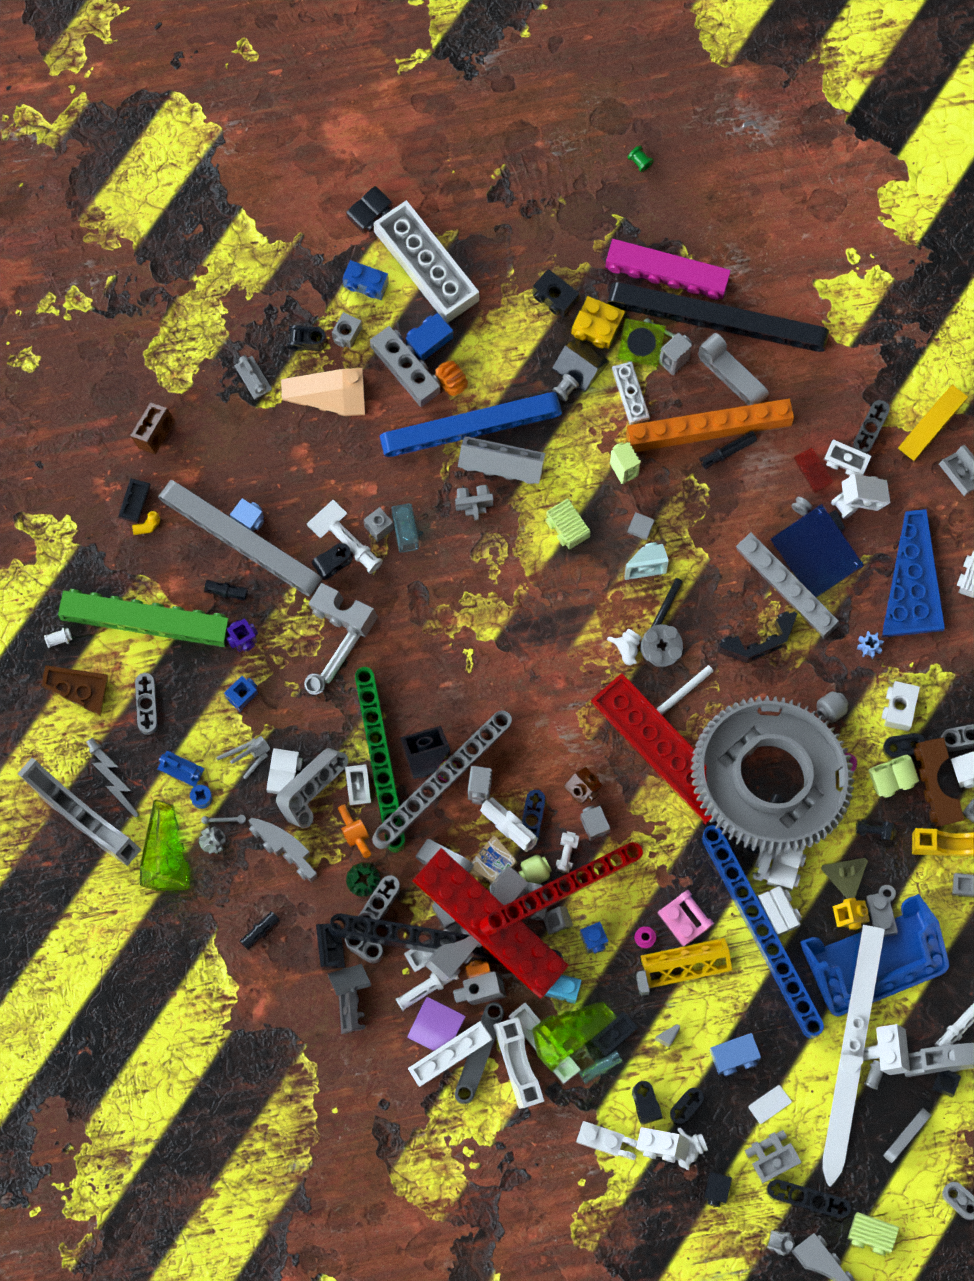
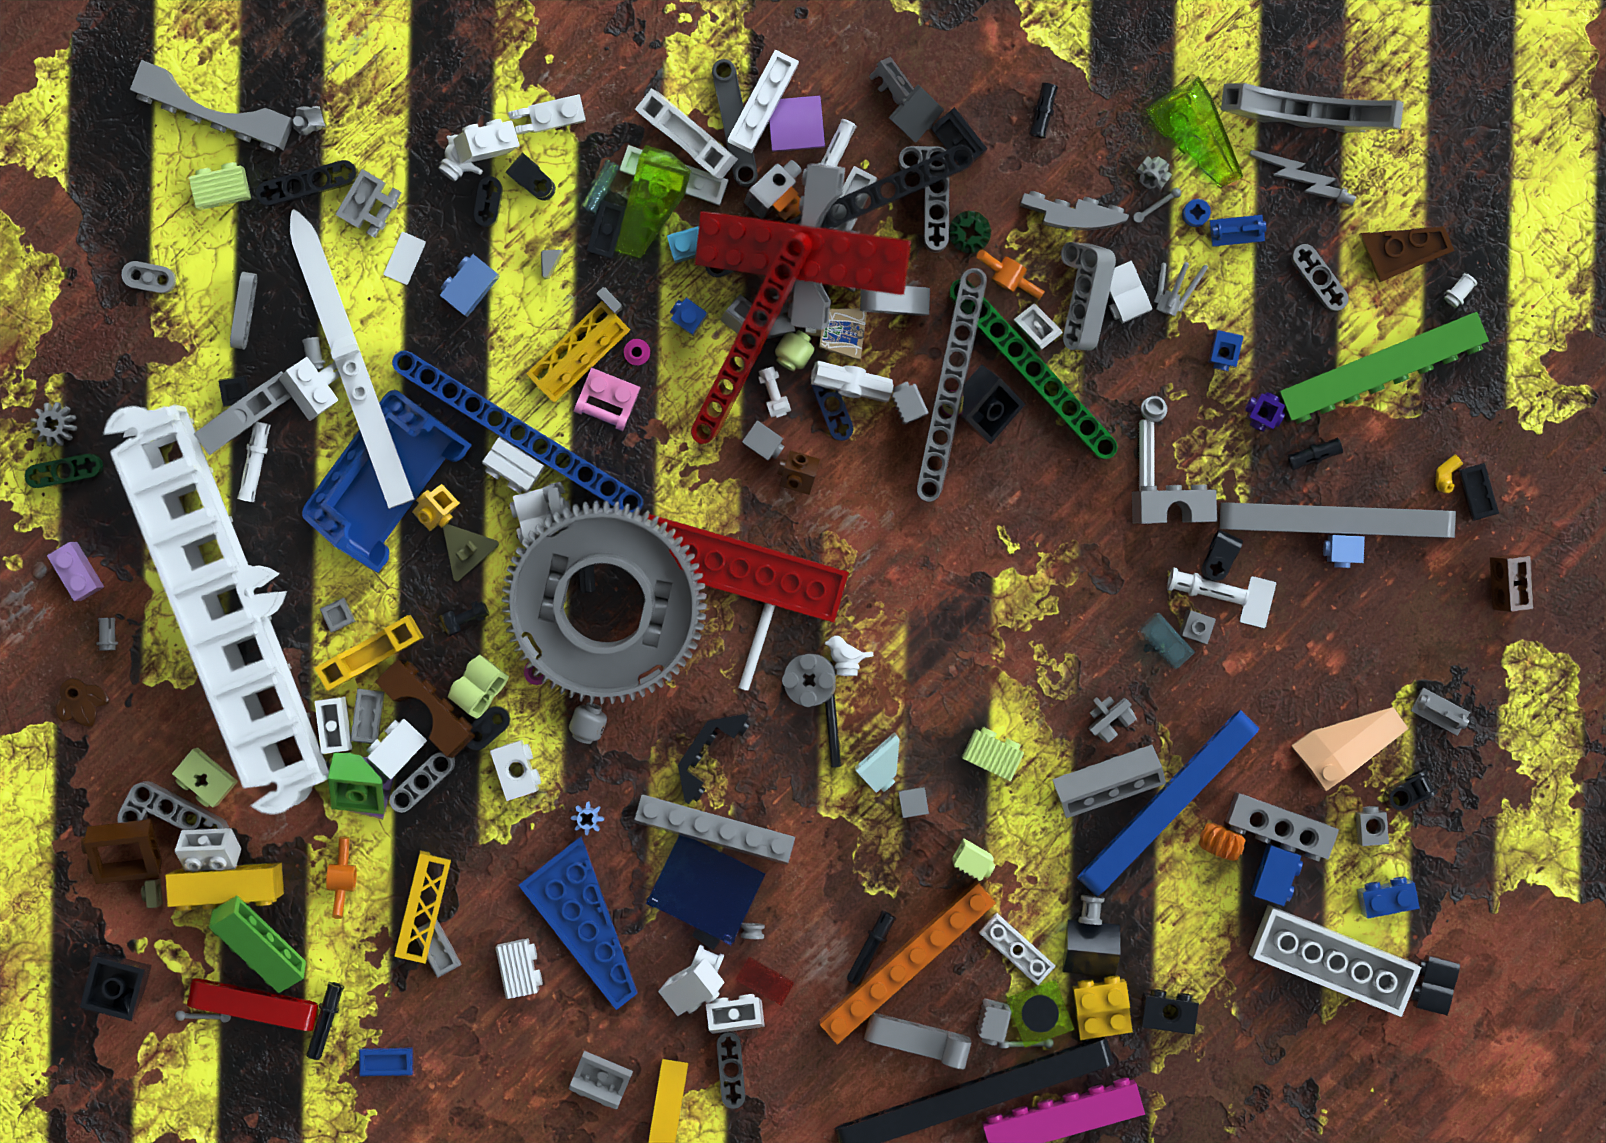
camera: 150 degrees right, 15 degrees up
(717, 1189) = (404, 133): black brick -> none
(881, 911) = (406, 532): light grey hinge -> none

